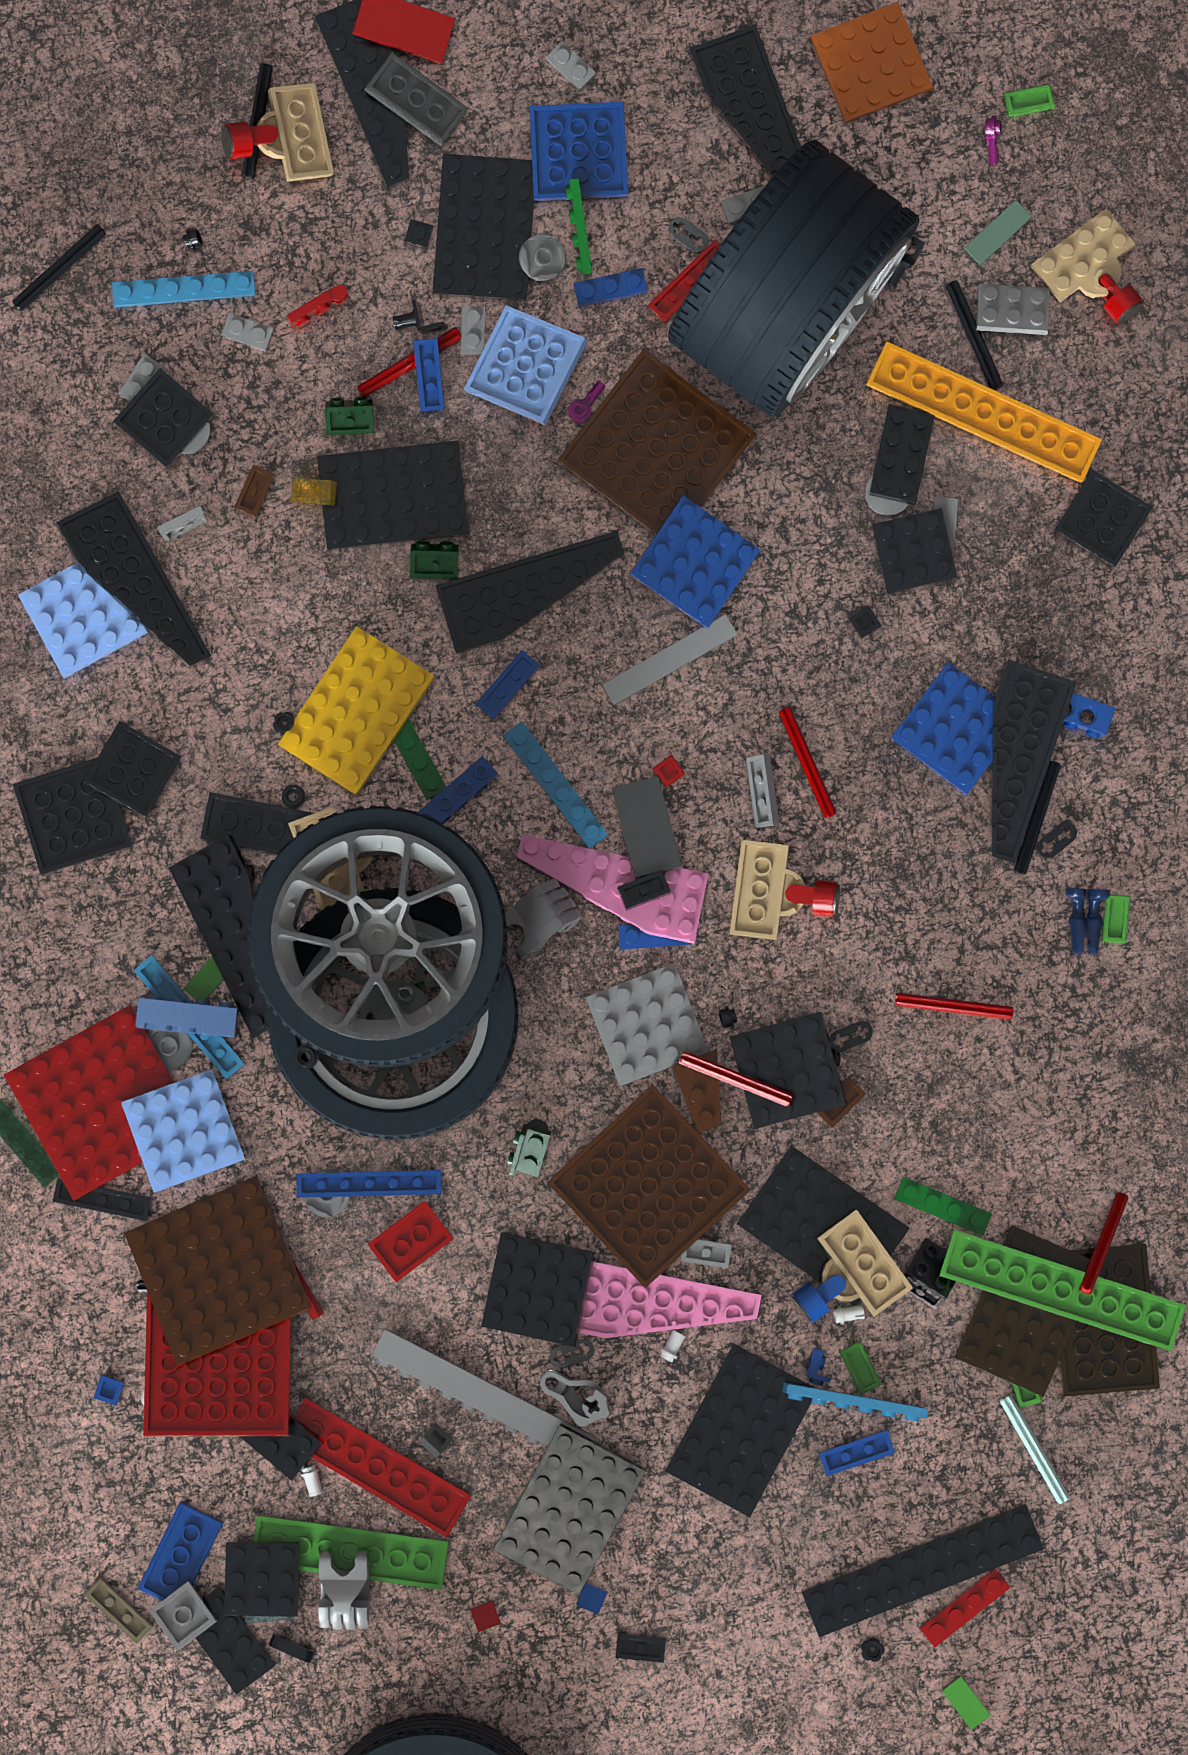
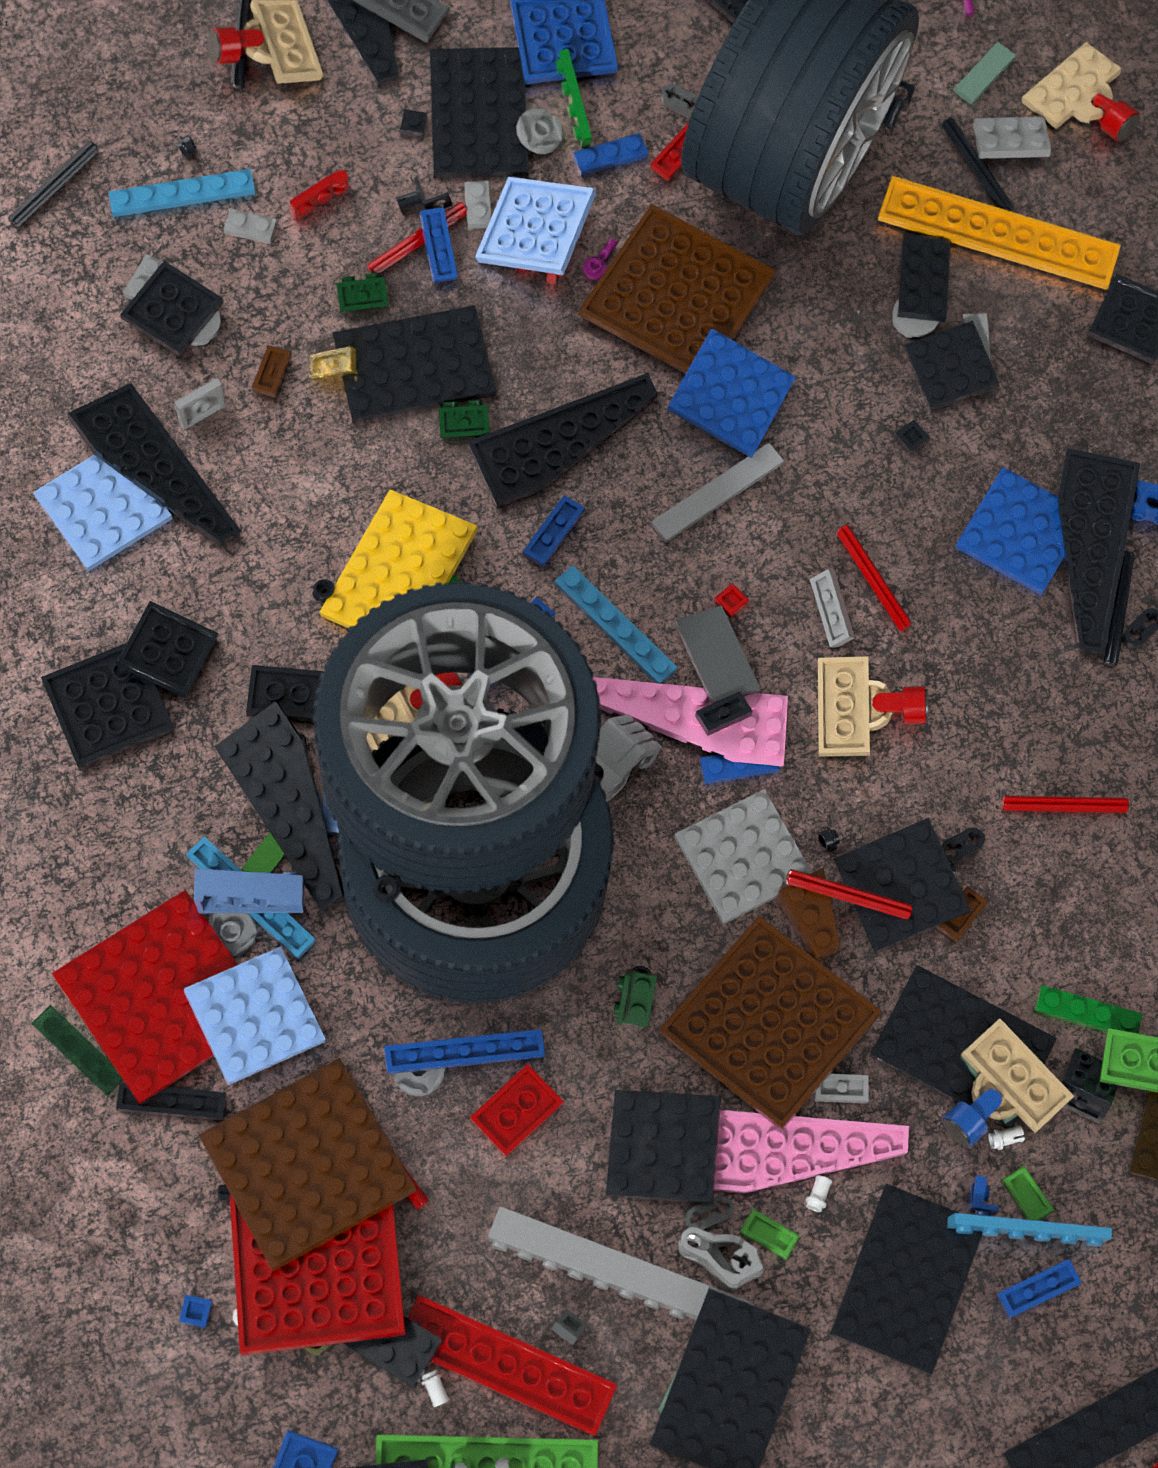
camera: 10 degrees left, 15 degrees down
(623, 1376) = (769, 1234): none -> bright green tile

